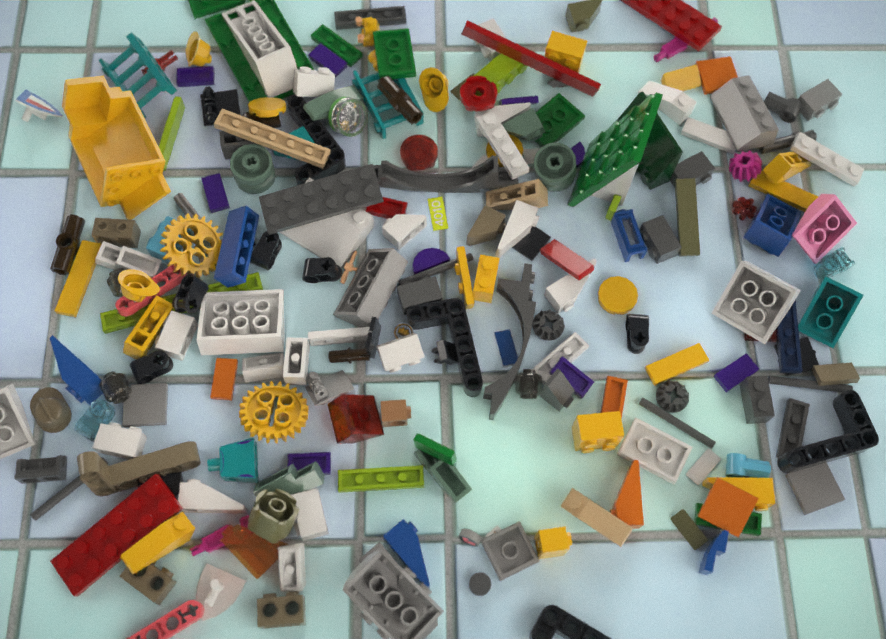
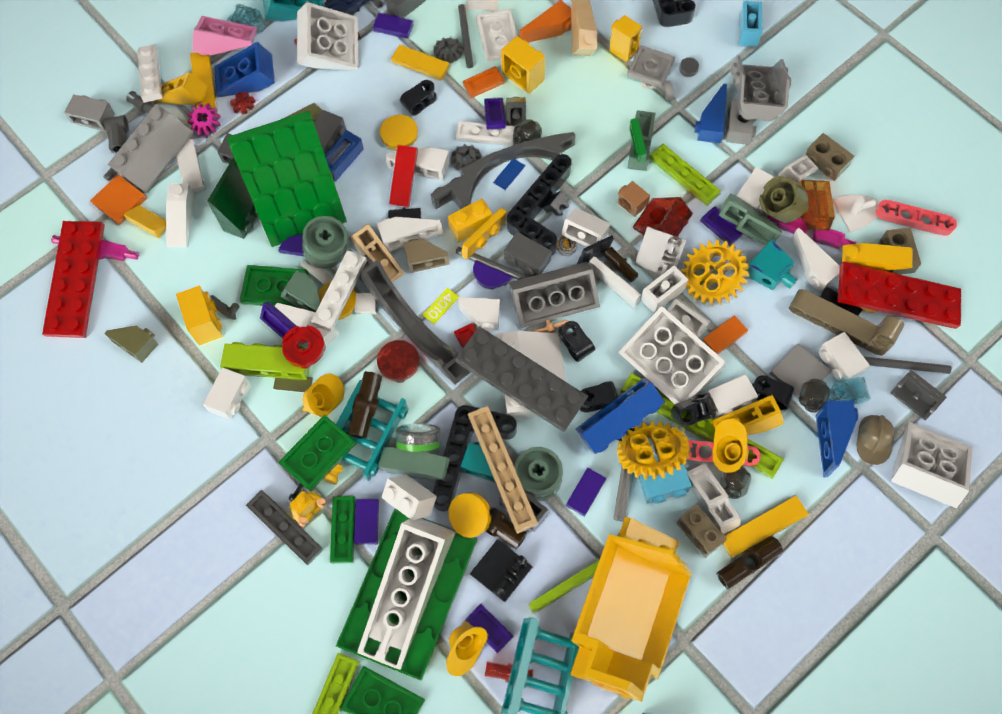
camera: 125 degrees left, 0 degrees up
(530, 58) = (230, 337): red tile -> none

